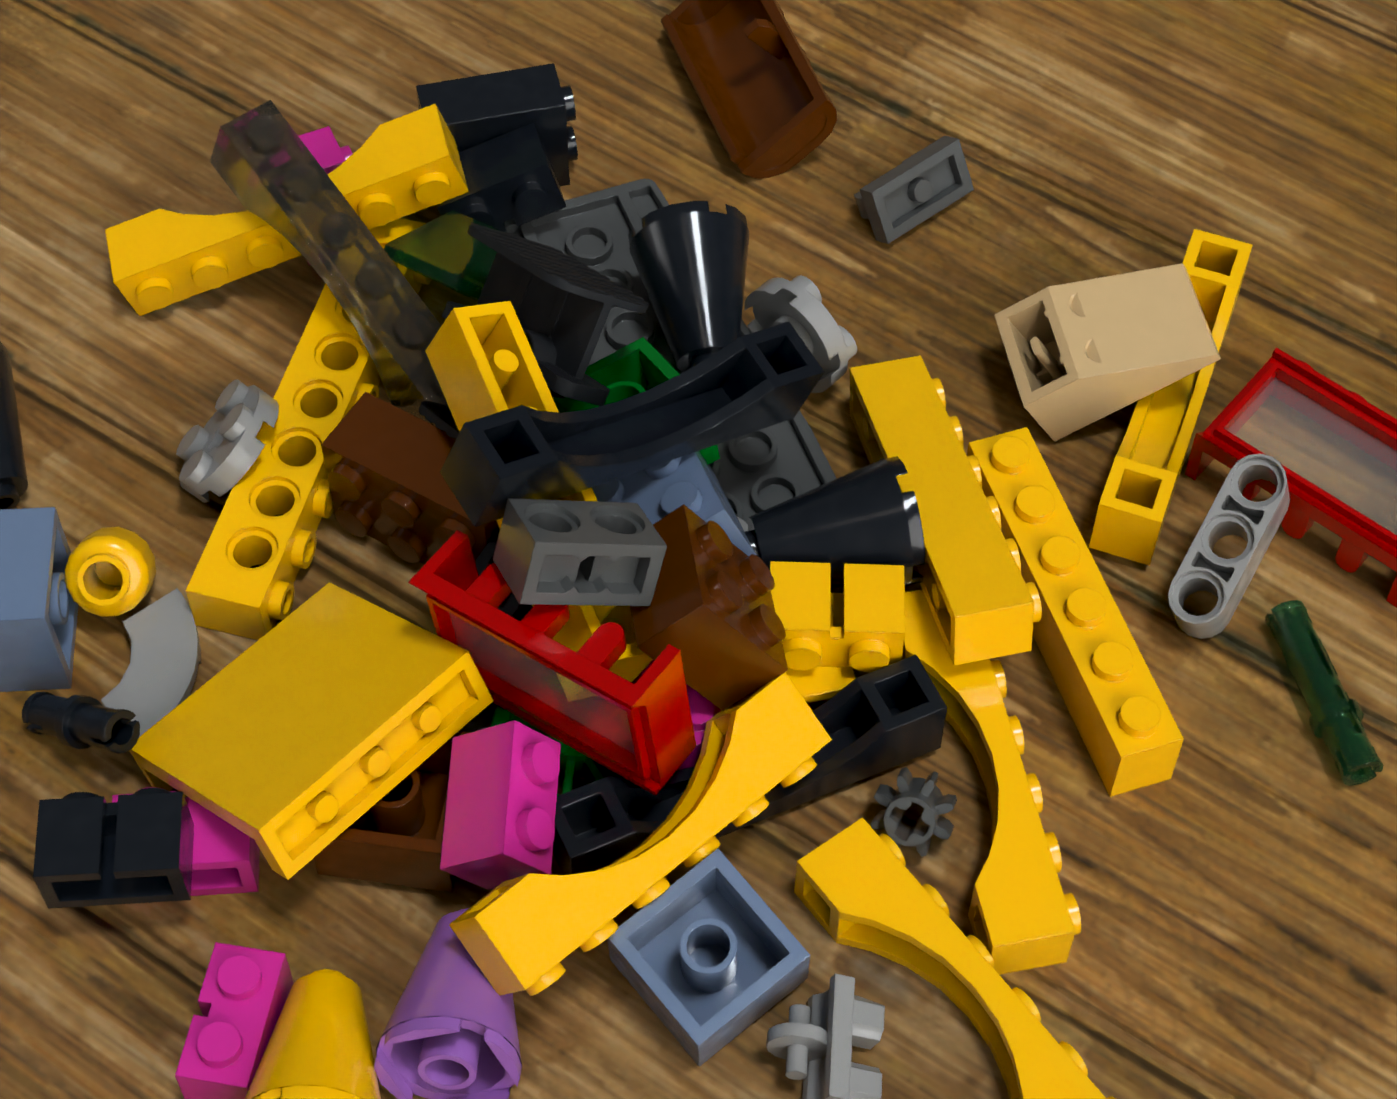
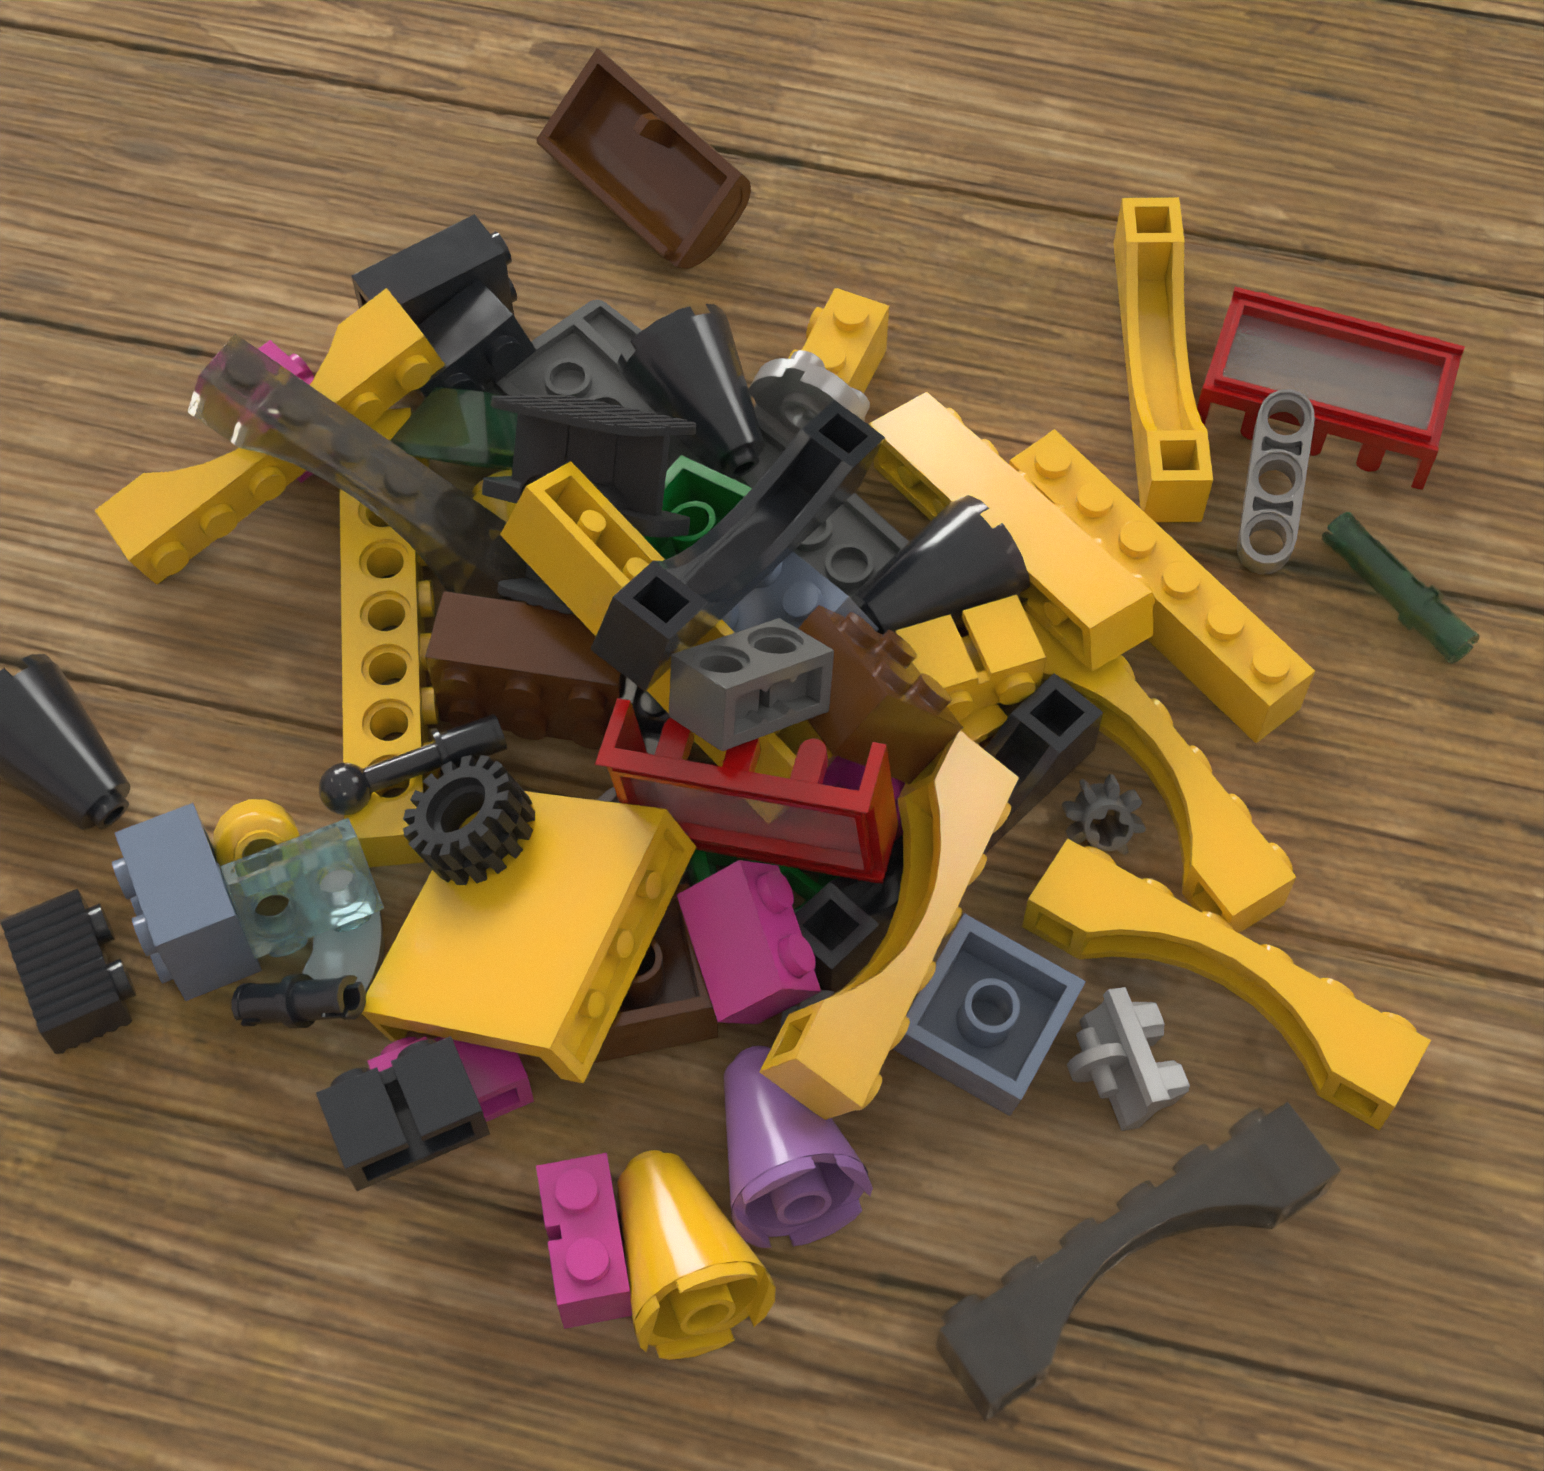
camera: 20 degrees left, 5 degrees up
(121, 604) = (296, 872): none -> clear light blue brick
(208, 543) = (348, 787): none -> black pin
(227, 444) = (314, 681): light grey plate -> none
(298, 607) = (484, 840): none -> black tyre
(868, 288) = (849, 337): none -> yellow brick
(915, 189) = (844, 236): dark grey plate -> none
(1104, 344) = (1088, 329): tan slope -> none

